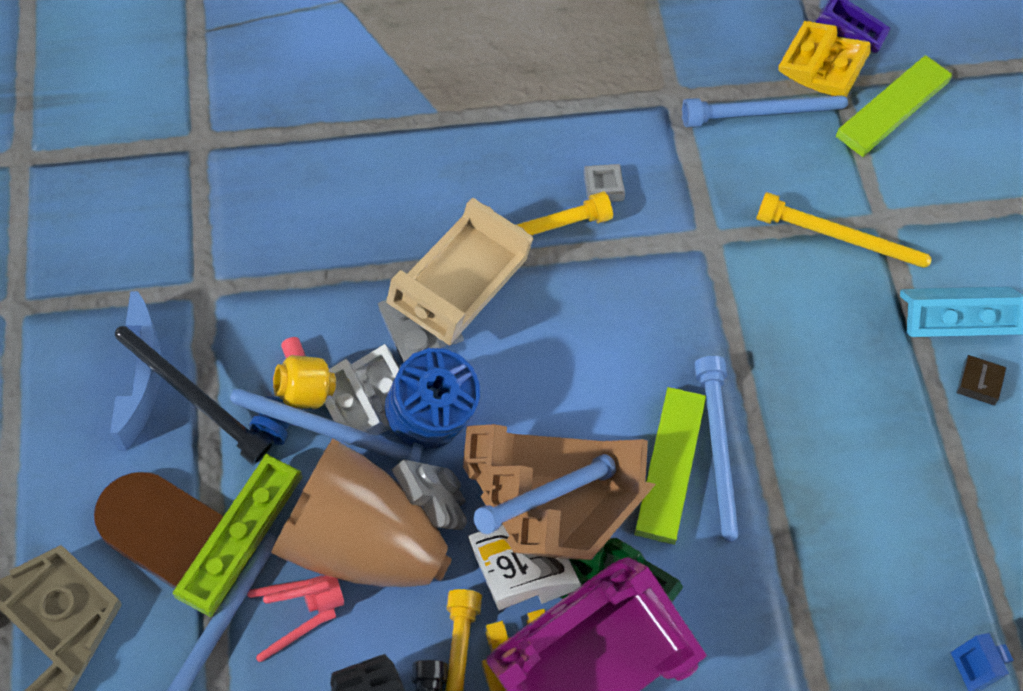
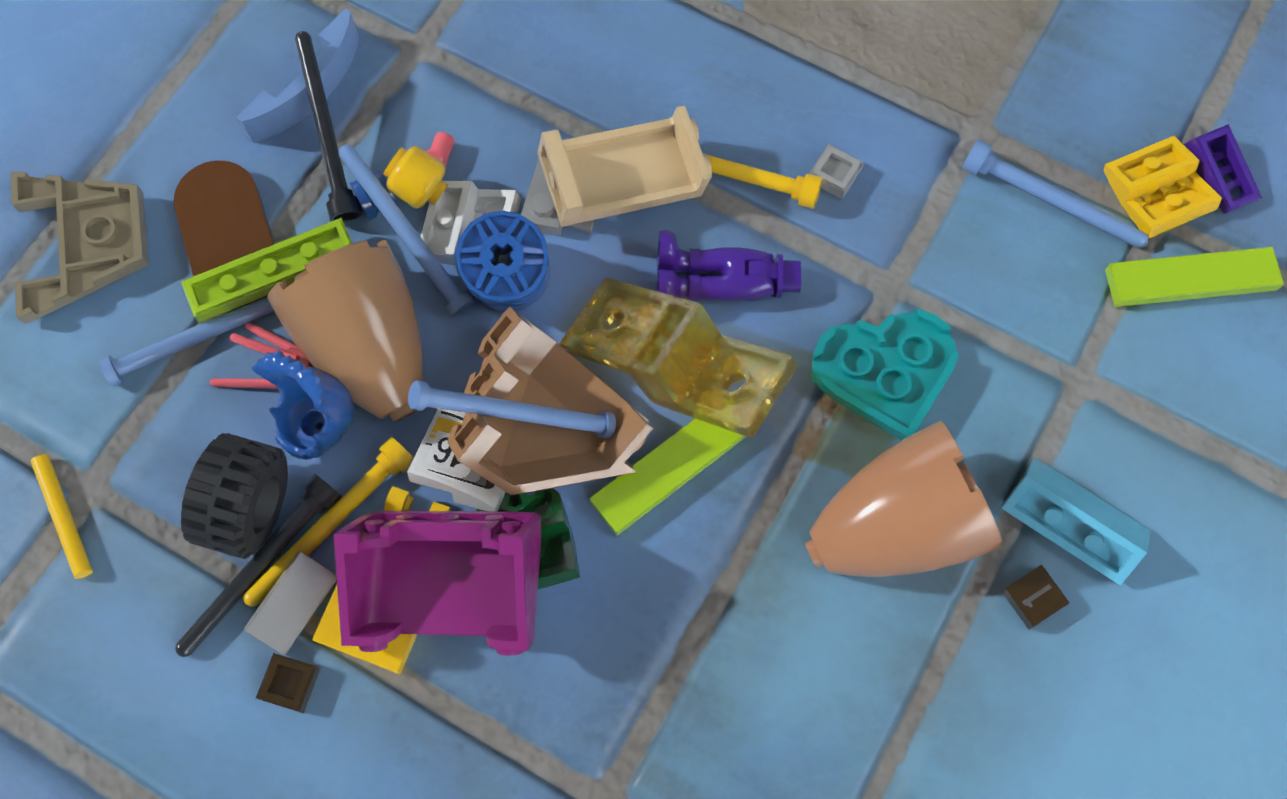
camera: 40 degrees right, 10 degrees up
(363, 603) = (305, 403): none -> blue piece
(435, 491) = (441, 344): light grey hinge -> none
(605, 293) = (744, 272): none -> dark purple piece
(615, 379) = (679, 356): none -> clear yellow bracket
(711, 374) = (781, 412): medium blue piece -> none
(759, 295) = (887, 370): none -> teal plate
(774, 210) = (973, 300): yellow piece -> none
(864, 375) = (906, 513): none -> nougat cylinder

